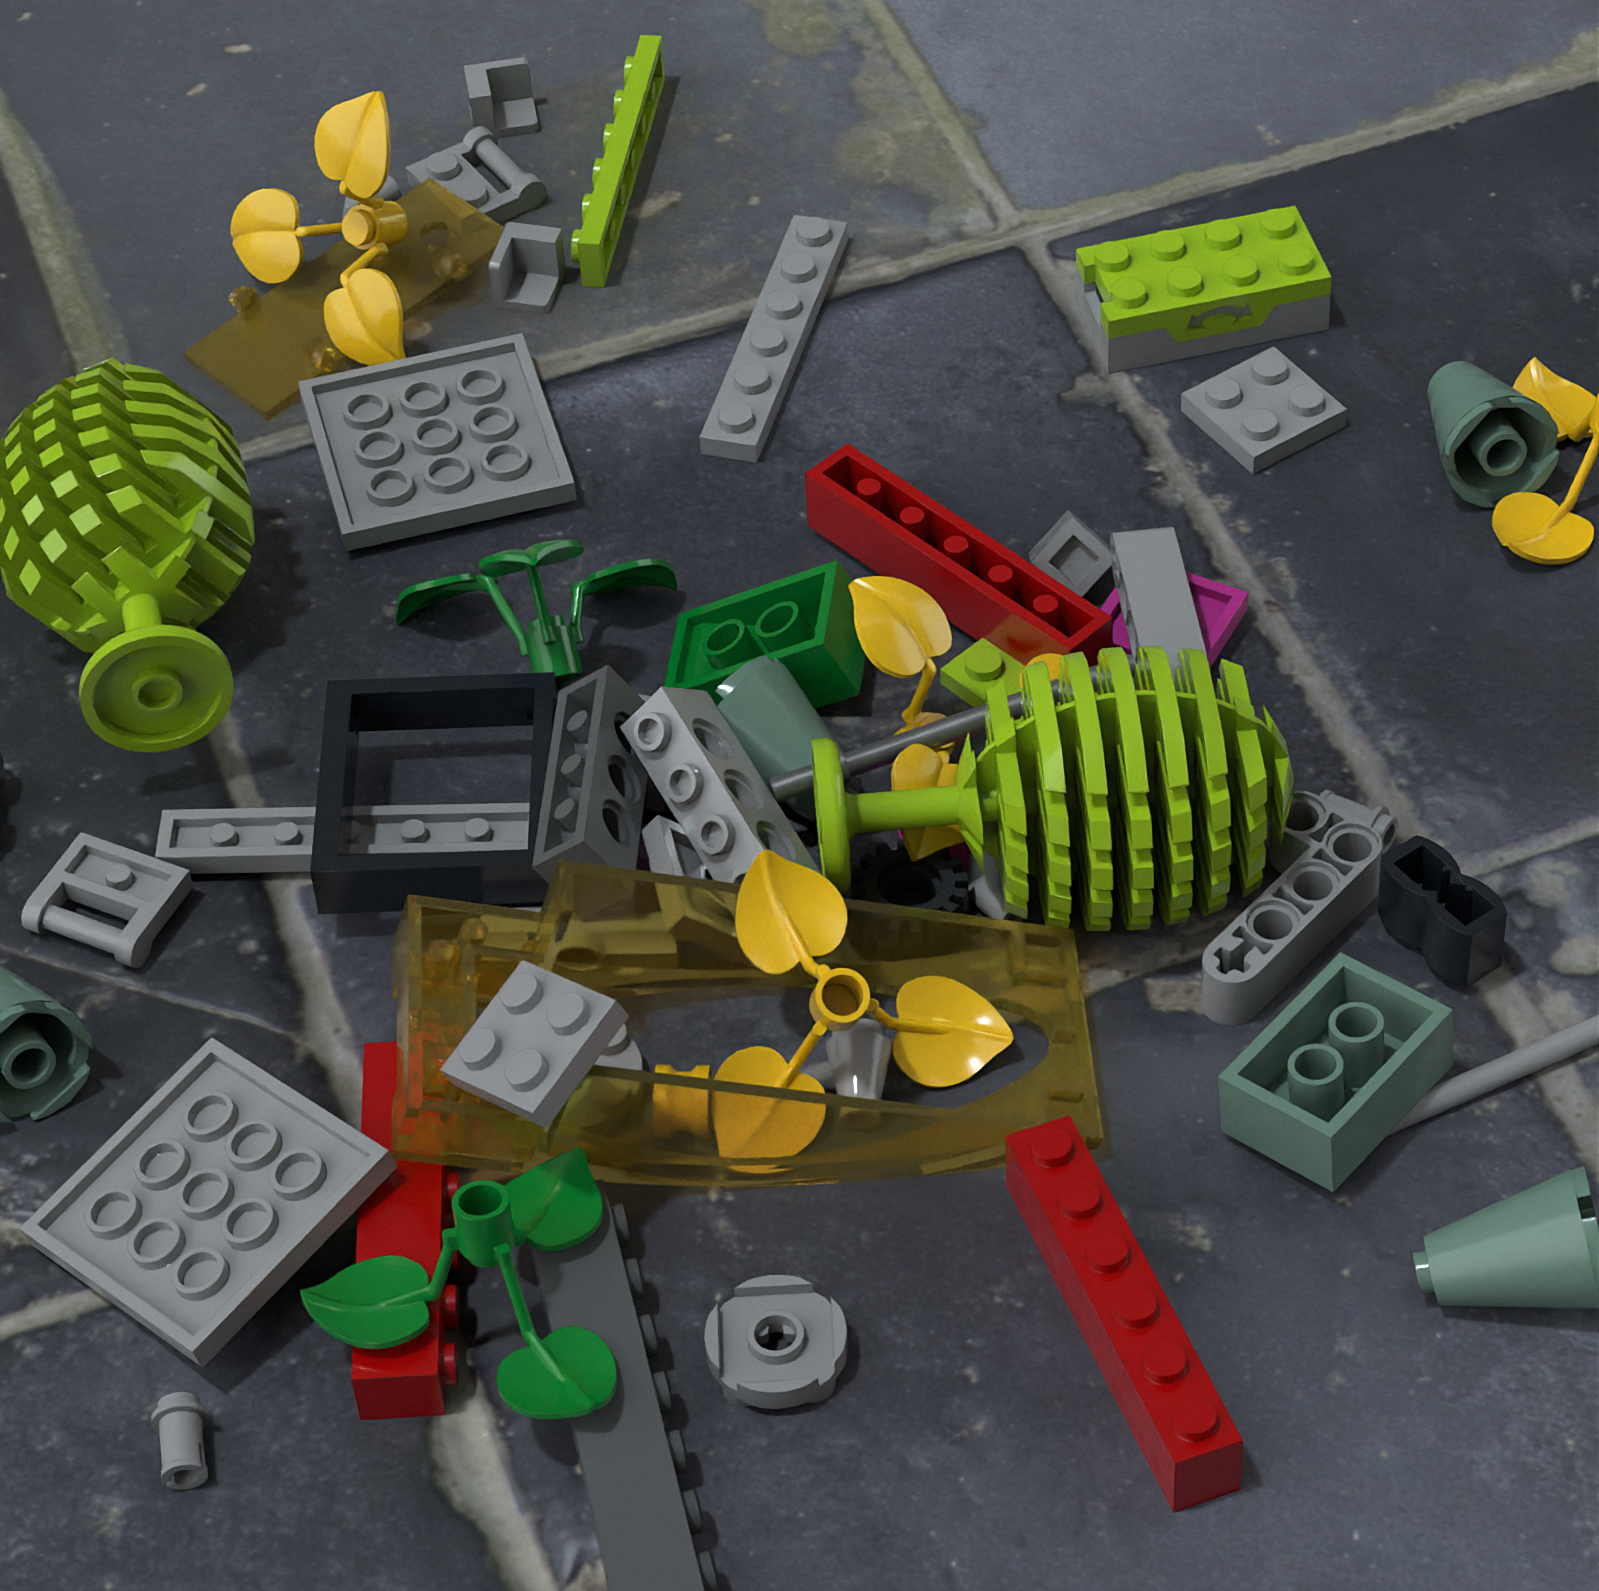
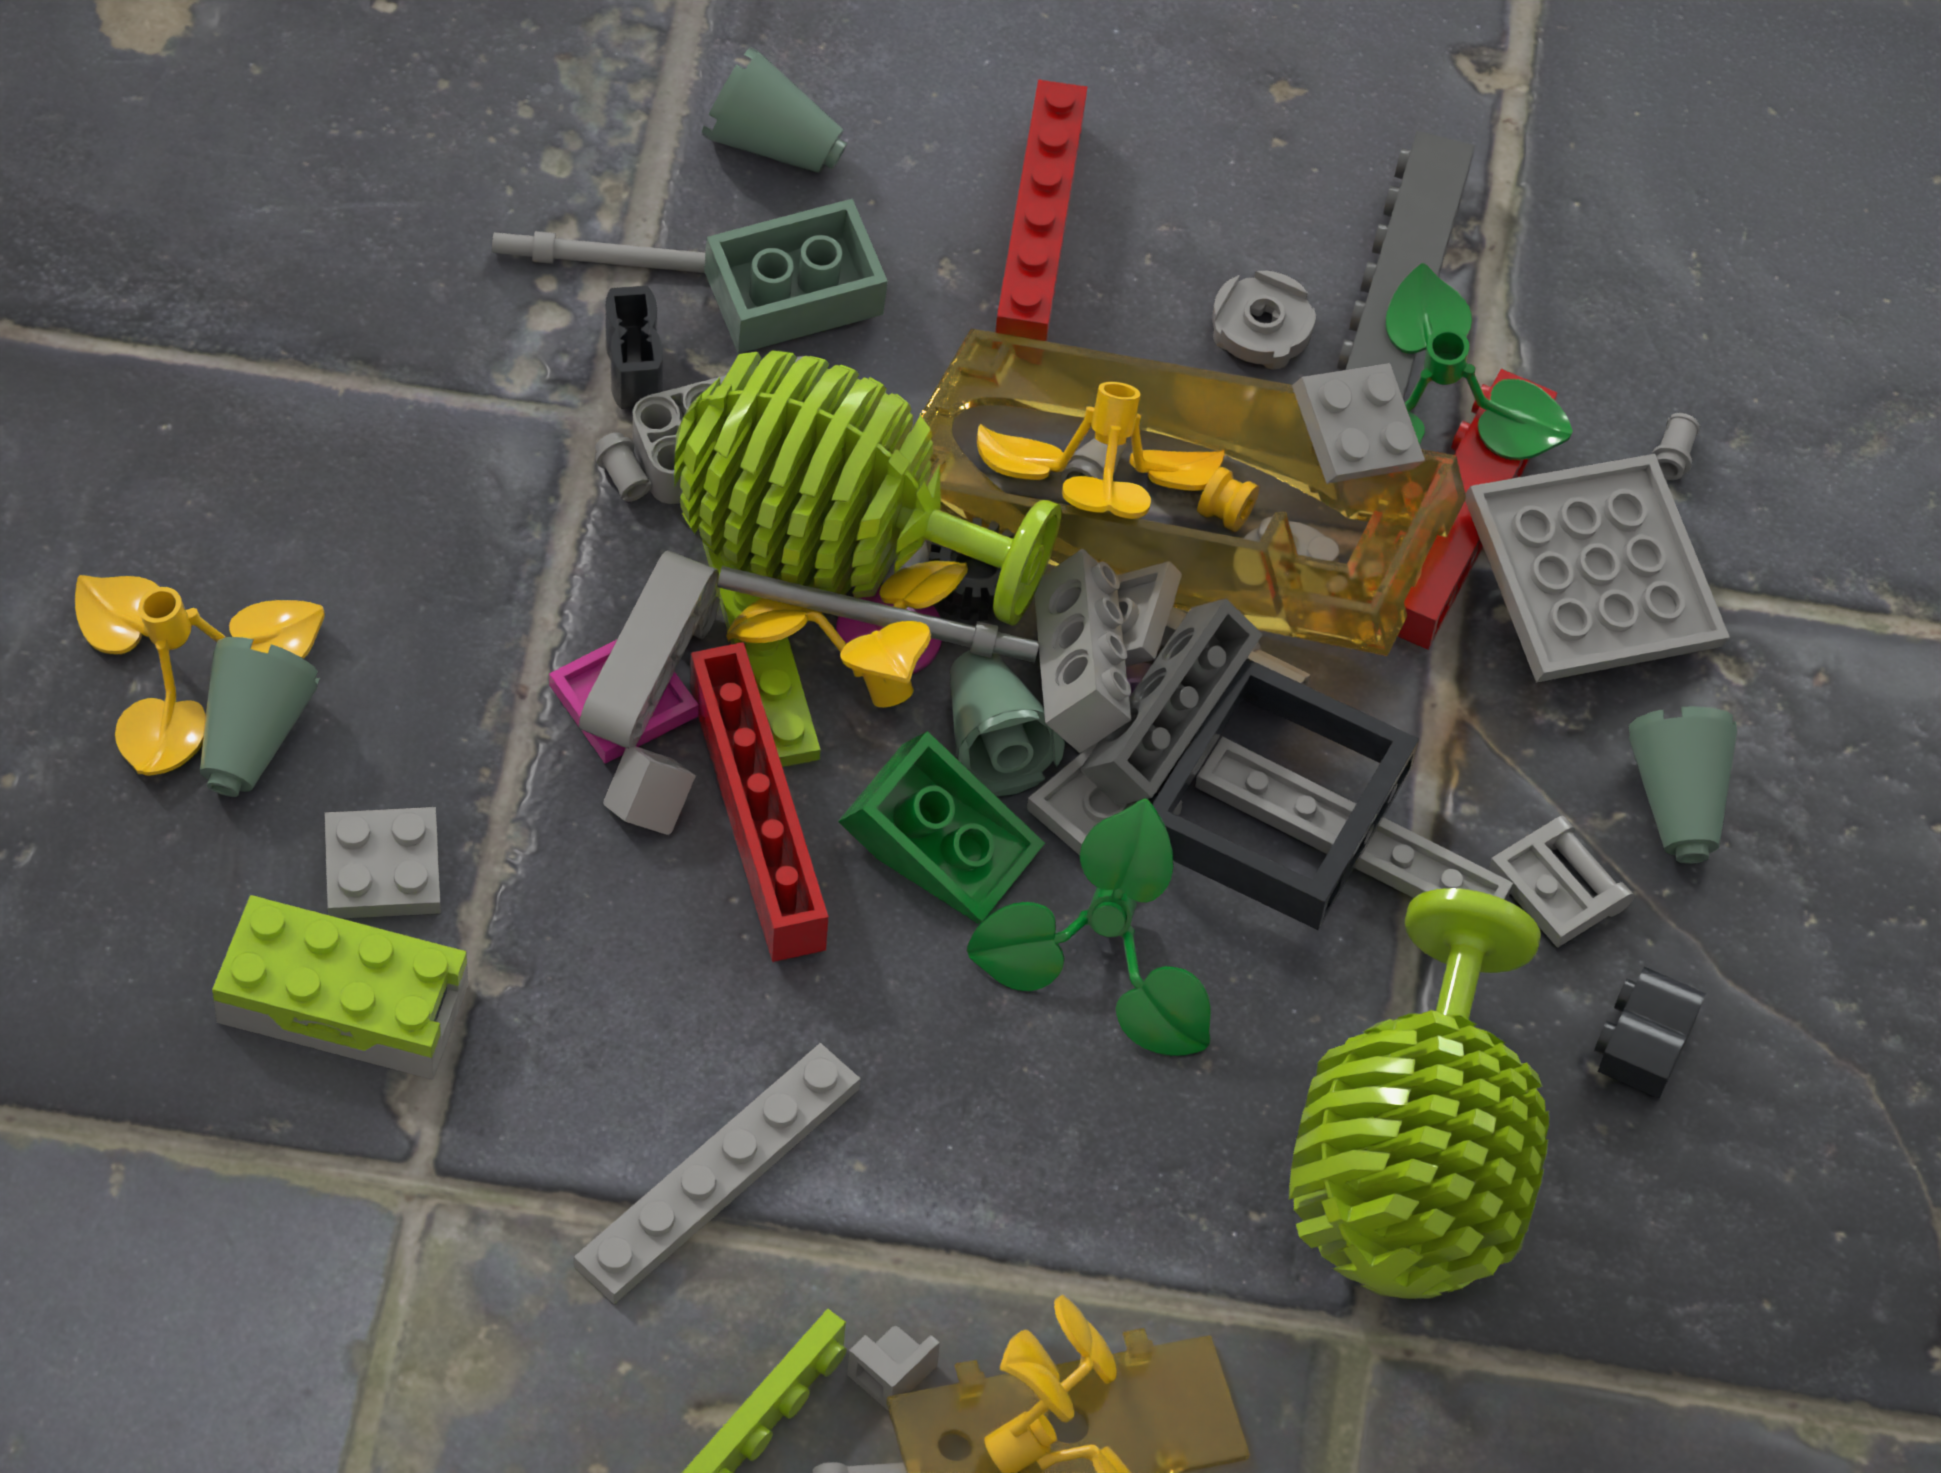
camera: 160 degrees left, 10 degrees up
(435, 442) = (1083, 1202): light grey plate -> none

